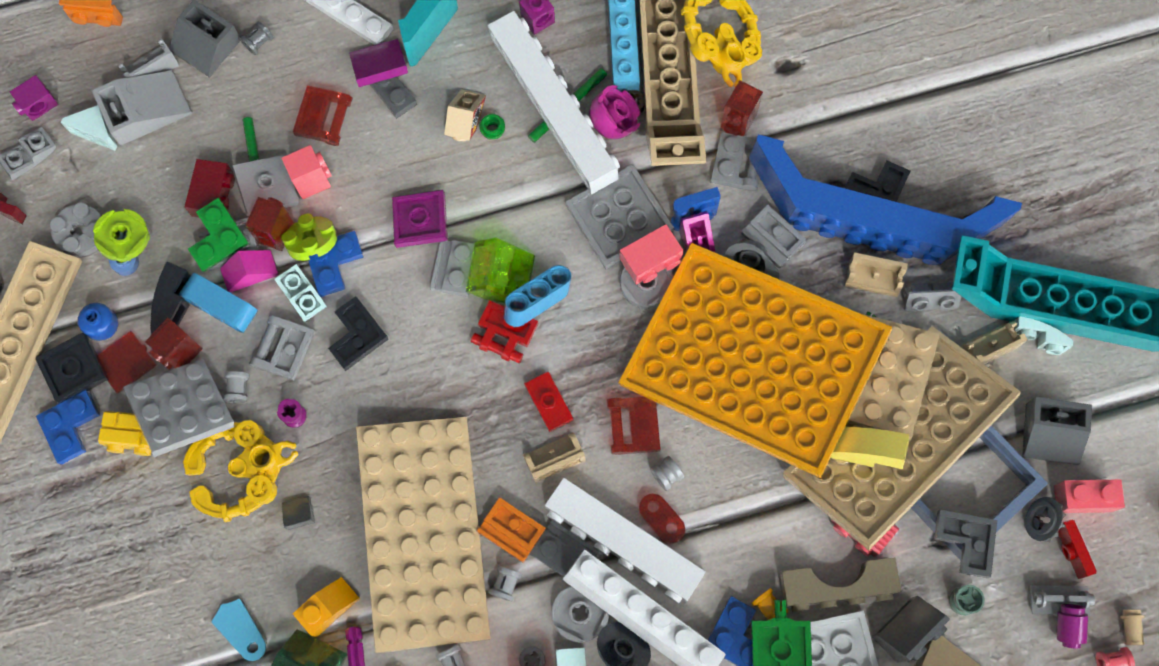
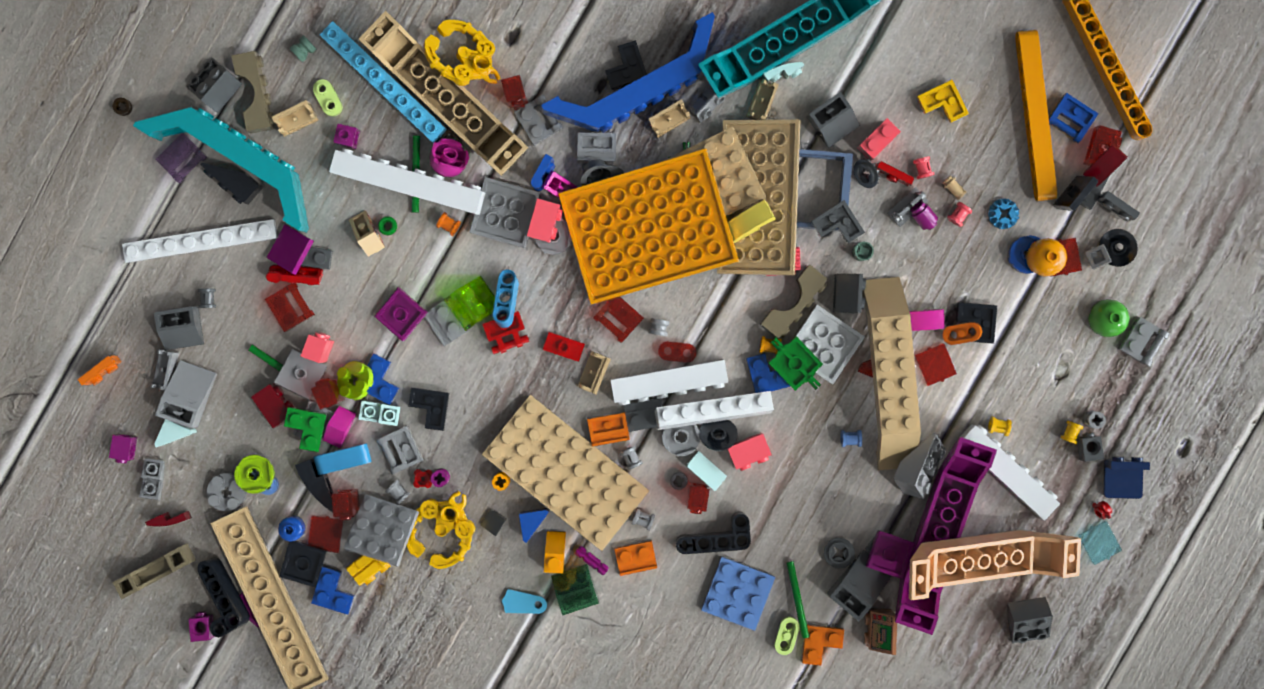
camera: 50 degrees left, 15 degrees up
(269, 393) = (422, 483): none -> red plate
(334, 549) = (530, 521): none -> blue slope
(347, 467) = (498, 486): none -> light orange bush
(369, 101) = (305, 275): none -> red hinge
(552, 176) = (448, 224): none -> orange bush
(1115, 573) = (923, 168): none -> coral bush

